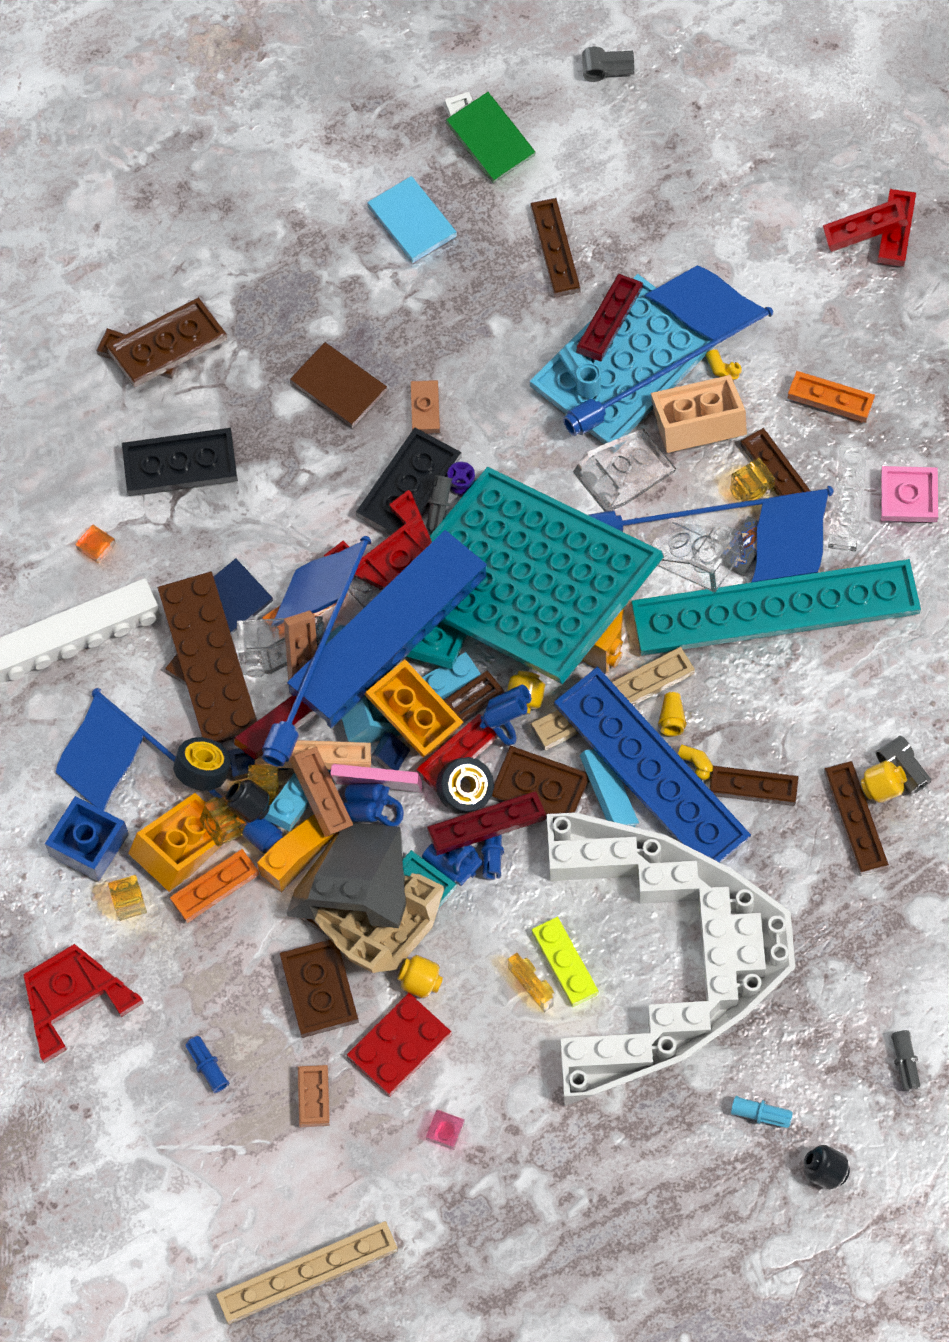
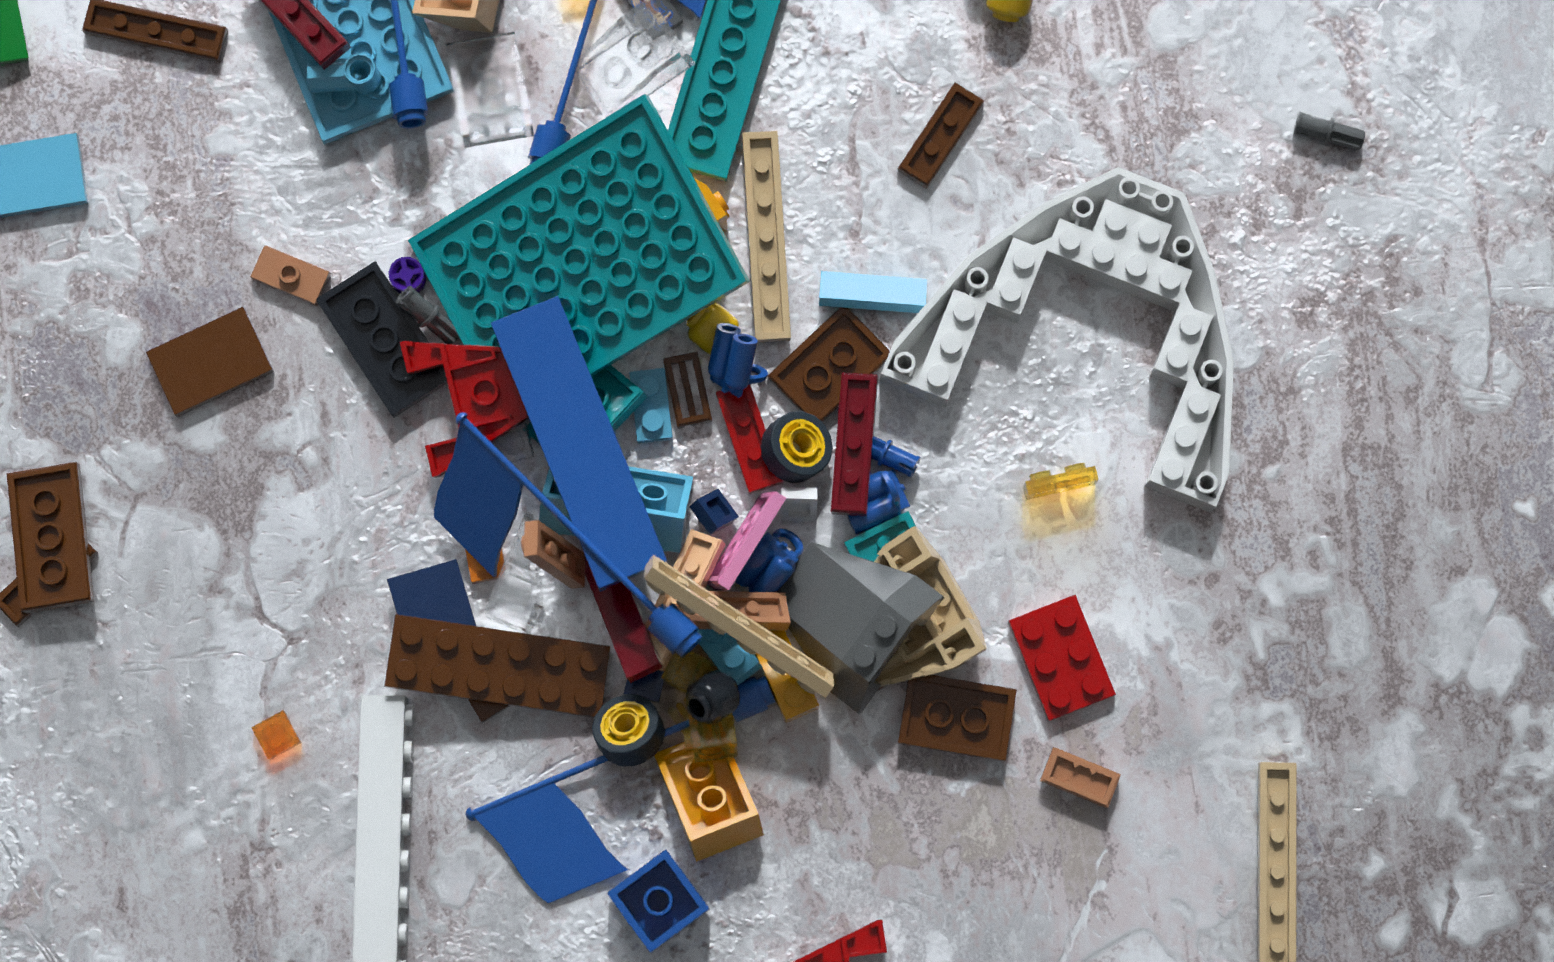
camera: 70 degrees left, 15 degrees up
(127, 897) = (751, 885): clear yellow brick -> none
(179, 461) = (219, 590): black plate -> none
(207, 1064) = (988, 879): blue axle -> none
(214, 886) = (780, 780): orange plate -> none
(305, 788) = (727, 619): none -> tan plate
(414, 708) = (686, 461): light orange slope -> none
(419, 976) = (997, 600): yellow head -> none
(425, 807) = (799, 502): none -> white tile
(445, 1129) = (1184, 651): clear pink plate -> none
(565, 962) = (1049, 435): neon yellow plate -> none
(650, 767) = (874, 234): blue plate -> none
(672, 715) = (817, 181): yellow cone -> none
(699, 759) = (883, 177): yellow arm -> none
(761, 1112) = (1317, 308): medium azure axle -> none
(826, 1167) = (1412, 270): black head -> none
(856, 818) = (1030, 46): reddish brown tile -> none

